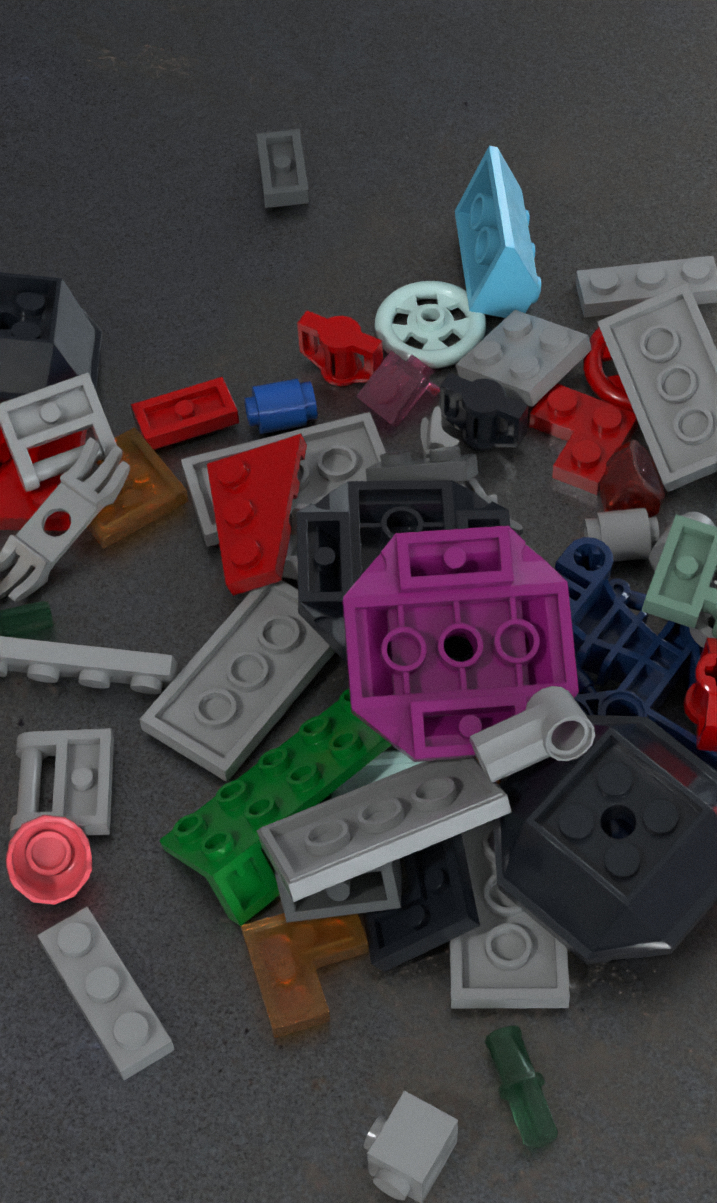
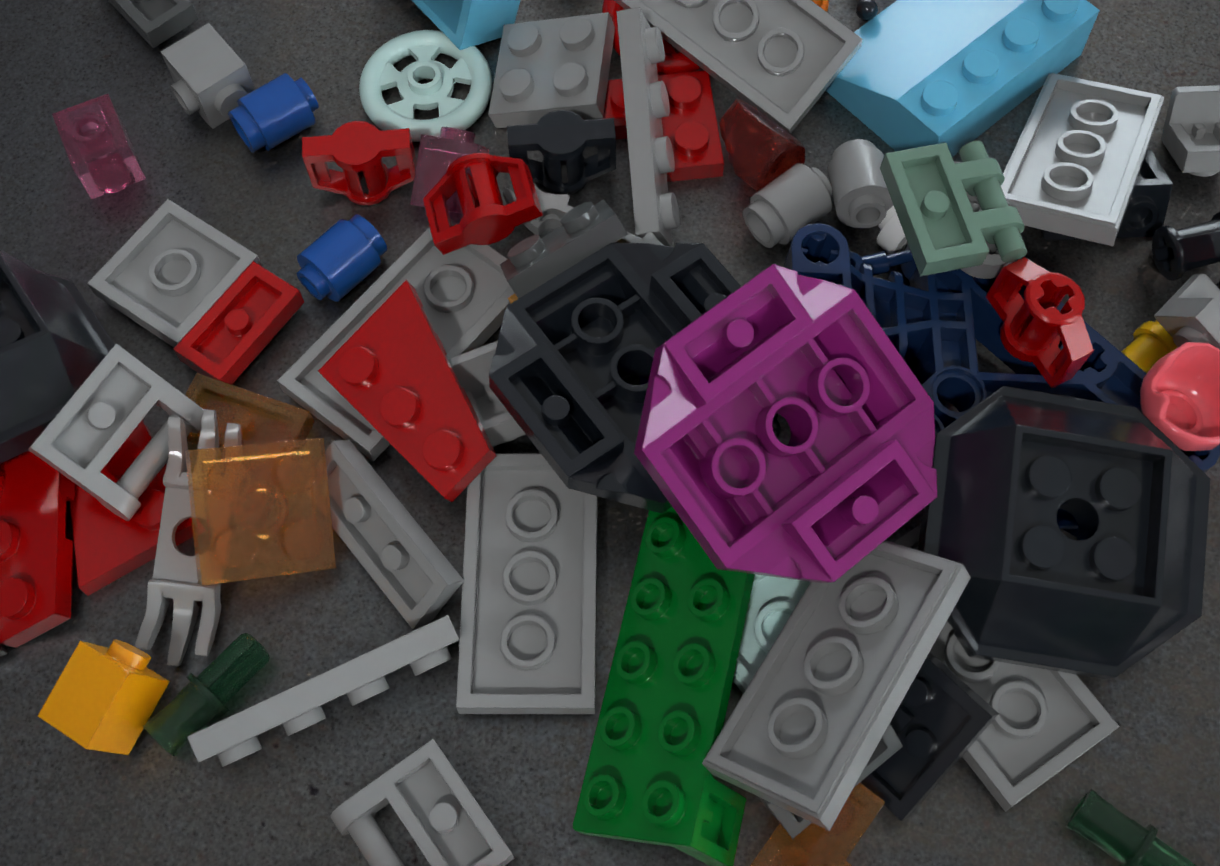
camera: 35 degrees left, 10 degrees up
(107, 528) = (260, 510): none -> clear orange plate
(167, 356) = (171, 272): none -> light grey plate
(175, 588) = (387, 537): none -> light grey plate
(180, 253) = (104, 158): none -> clear pink brick
(283, 244) = (207, 75): none -> light grey brick
(309, 289) = (274, 112): none -> blue brick
(392, 423) = (483, 211): none -> red piece
(547, 728) = (953, 467): light grey piece -> none
(549, 426) = (645, 105): none -> light grey plate

